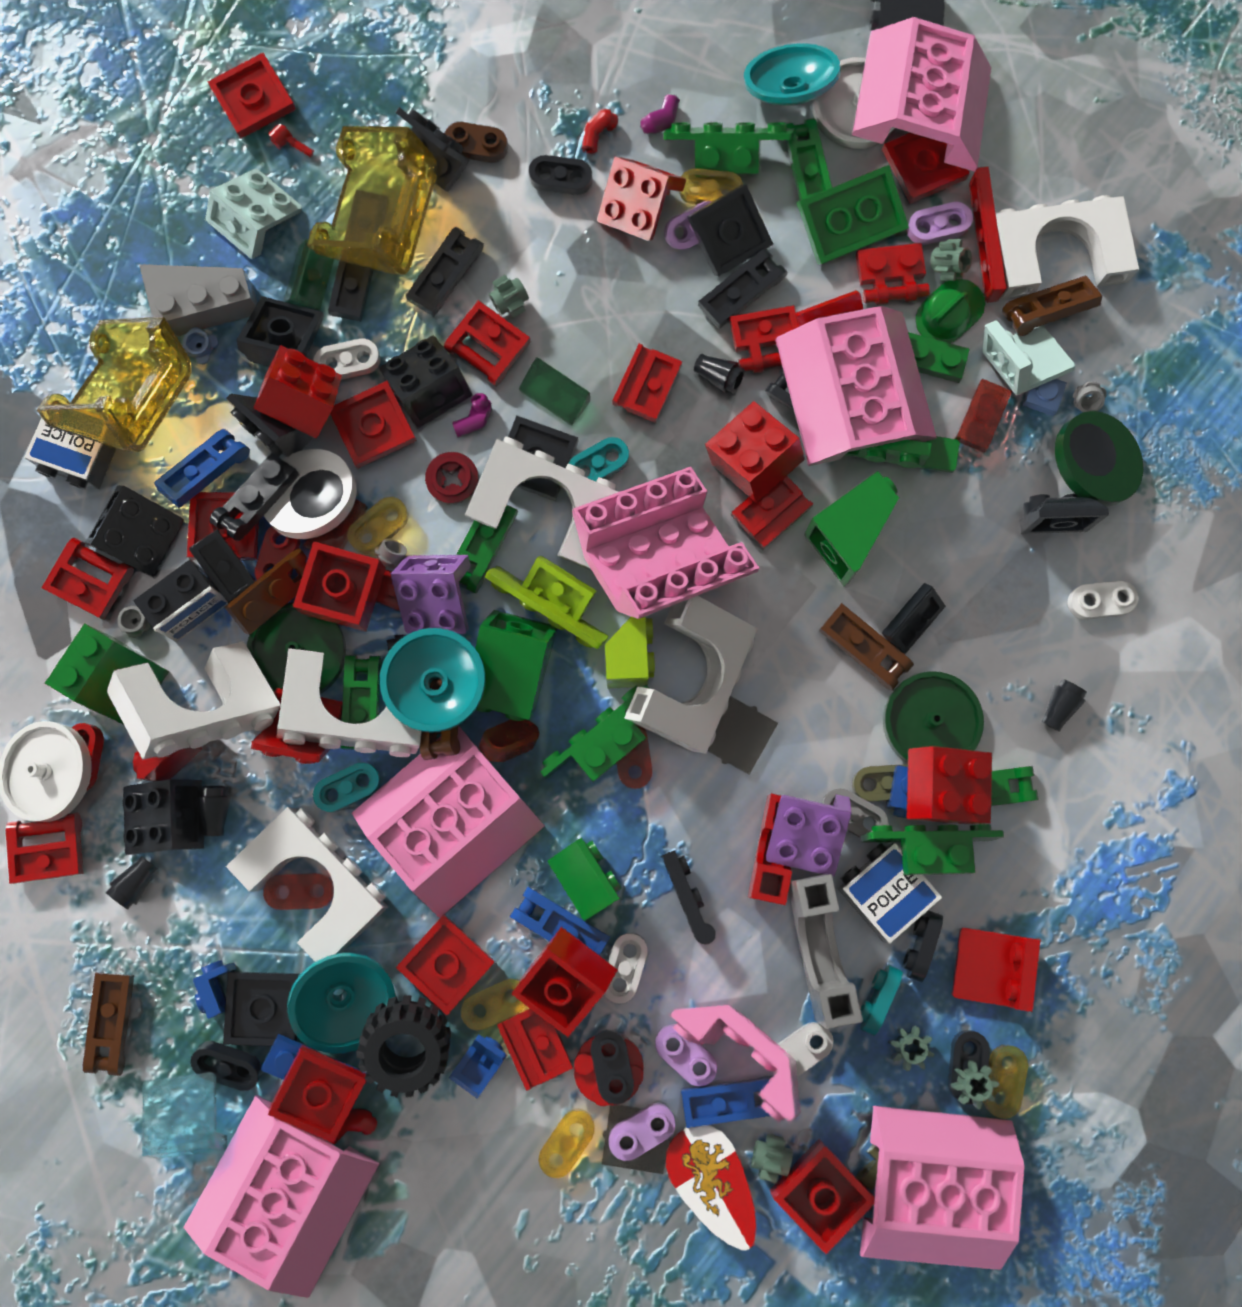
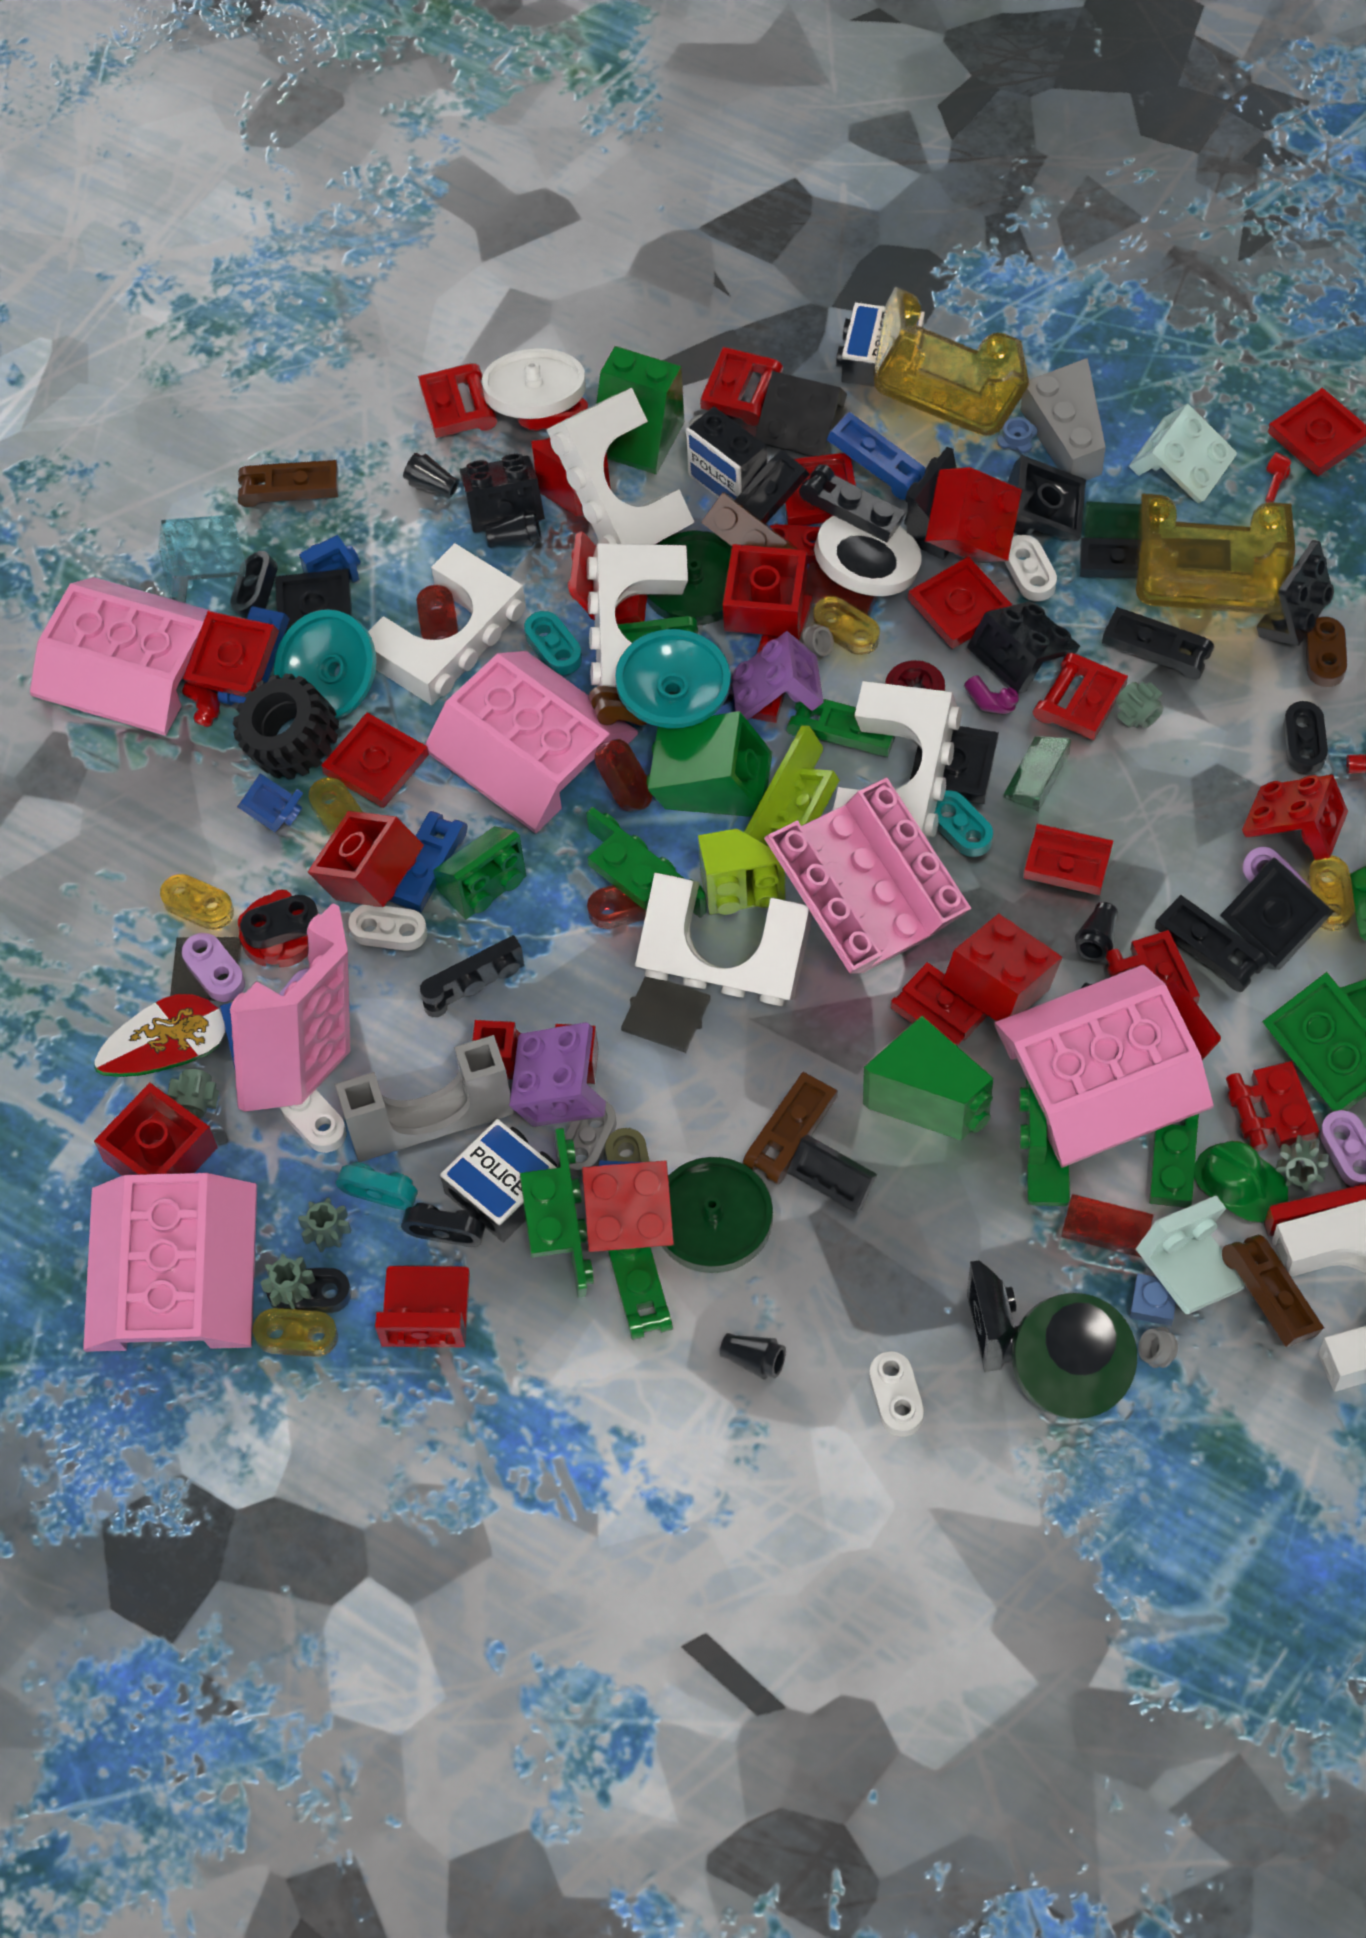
camera: 85 degrees right, 20 degrees down
(534, 1048) = (291, 852): red plate -> none

